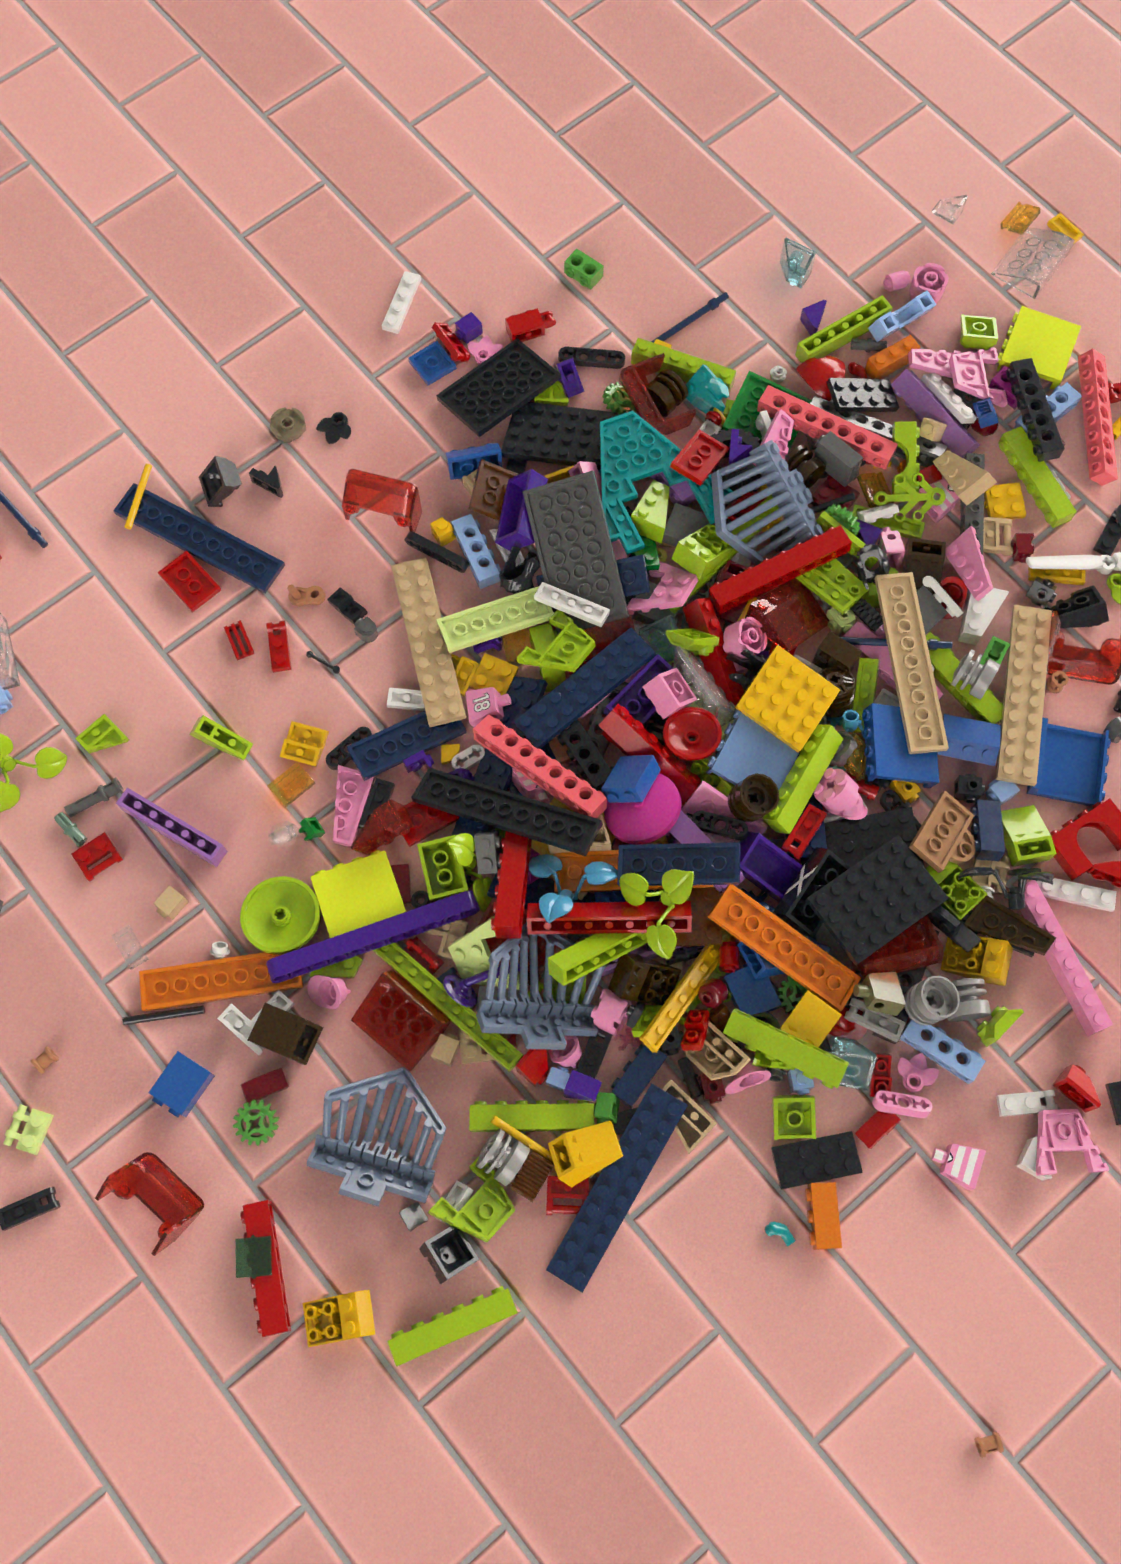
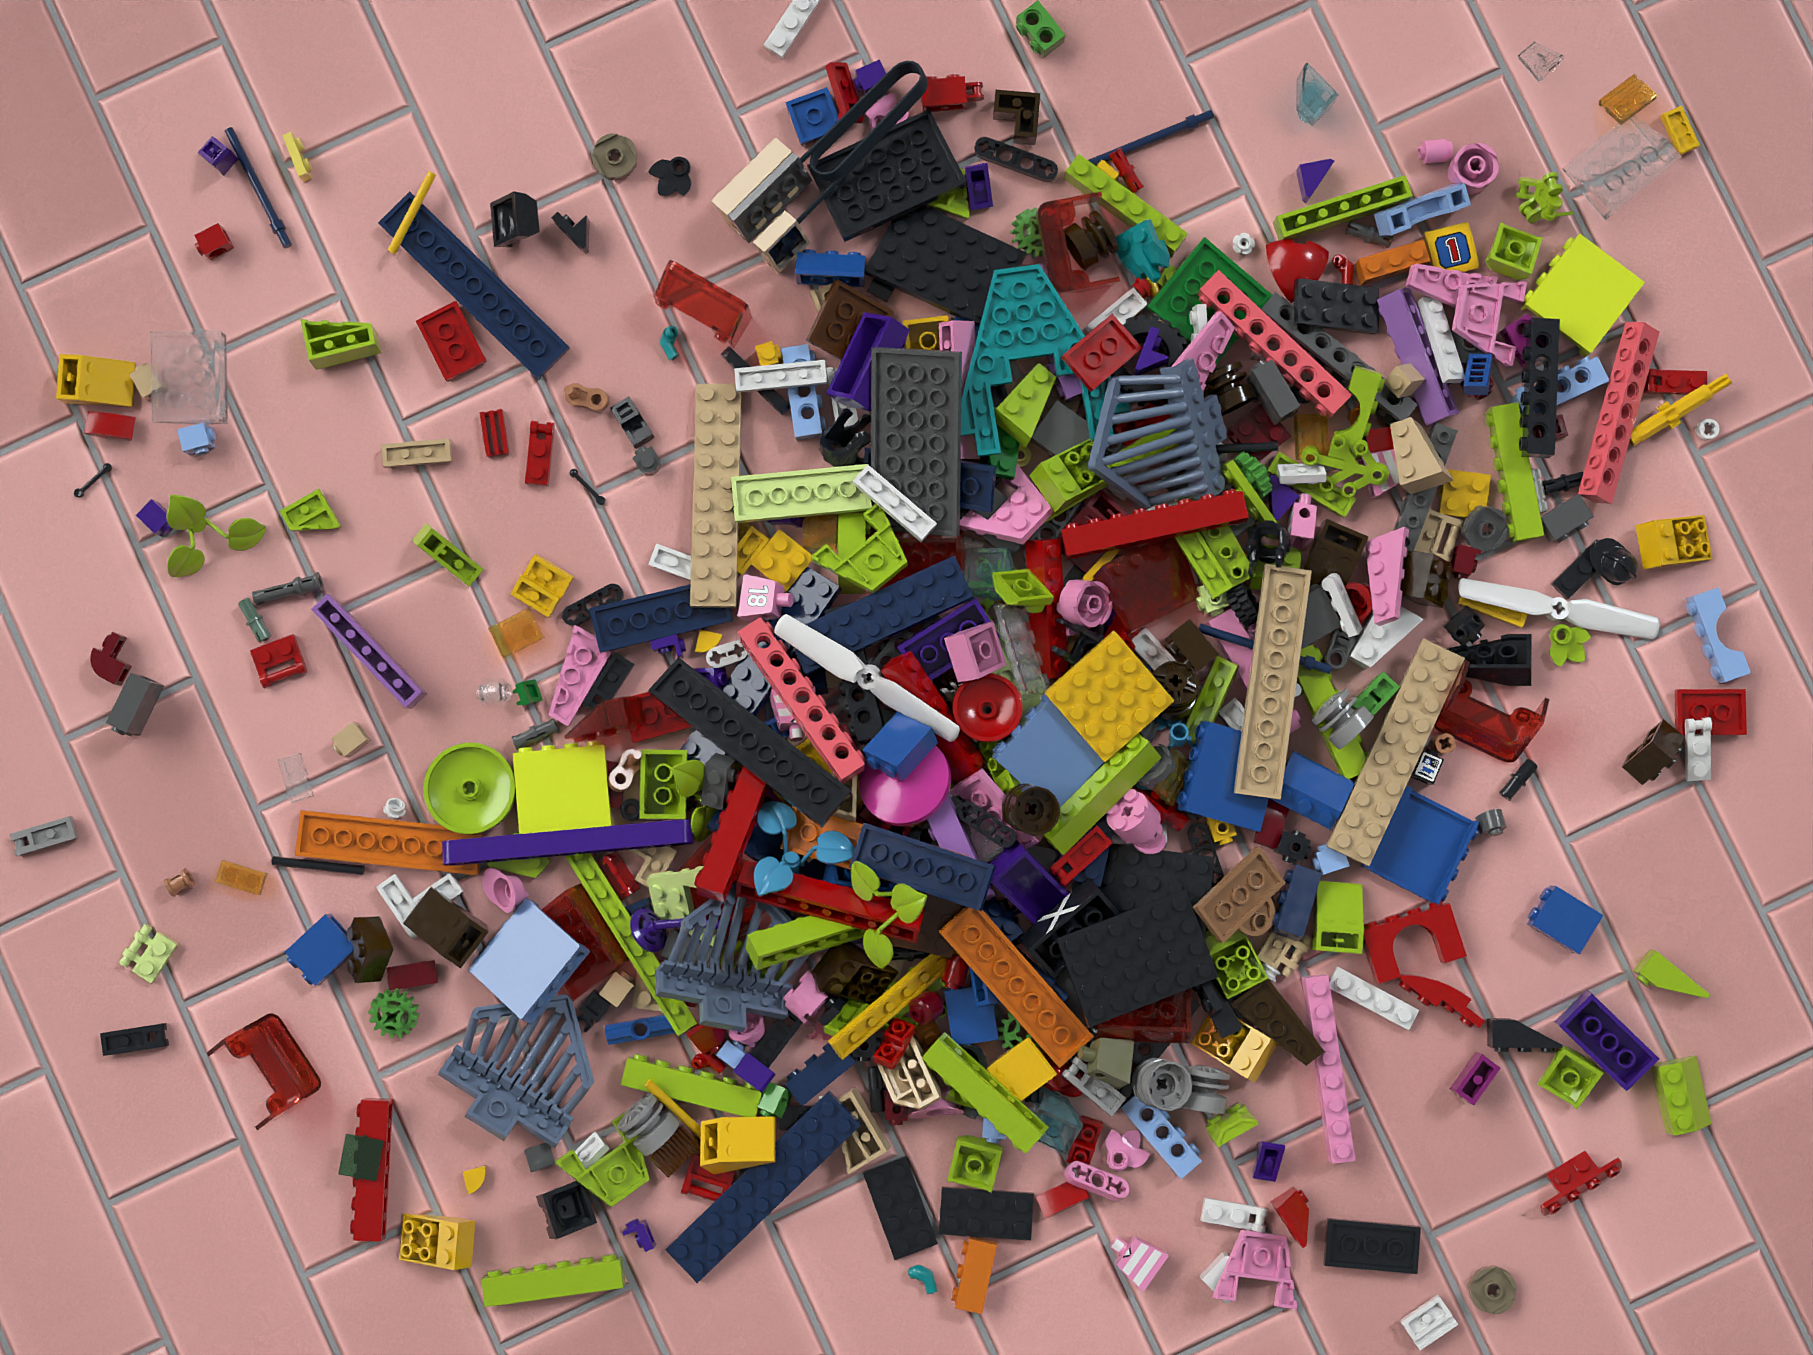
camera: 15 degrees right, 15 degrees up
(38, 475) = (301, 165): none -> light yellow plate
(98, 1041) = (241, 877): none -> clear yellow plate
(100, 601) = (339, 343): none -> lime wedge
(179, 669) = (416, 453): none -> tan plate
(224, 1070) = (371, 949): none -> dark brown brick
(317, 865) = (535, 734): none -> dark grey pin
(360, 542) = (667, 341): none -> teal arm
(360, 1252) = (474, 1178): none -> yellow tile
(364, 1042) = (528, 961): none -> panel
(408, 415) = (779, 176): none -> piece
(409, 864) = (628, 765): none -> piece
(429, 1072) = (593, 1008): none -> black plate
(456, 538) = (780, 376): none -> white plate
(461, 1084) = (626, 1031): none -> blue piece
(523, 1263) = (644, 1236): none -> dark purple bracket
(539, 1091) = (707, 1060): none -> red arm
(569, 729) = (849, 667): none -> white piece
(584, 321) = (1021, 108): none -> dark brown brick
(676, 343) = (1126, 170): none -> red pin
(741, 1176) = (900, 1207): none -> black plate
(934, 337) = (1452, 247): none -> slope
(947, 775) = (1272, 825): none -> dark red slope
(951, 630) = (1339, 645): none -> dark grey piece
(988, 287) = (1545, 195): none -> lime piece
(1001, 562) = (1426, 579): none -> dark brown brick
(1016, 895) = (1297, 990): black plant -> none
(1021, 515) = (1473, 528): none -> dark grey plate
(1039, 1046) = (1268, 1161): none -> dark purple slope
(1053, 702) = (1427, 767): none -> brick
(1075, 476) = (1562, 483): none -> black axle
(1087, 497) = (1566, 517): none -> dark grey brick

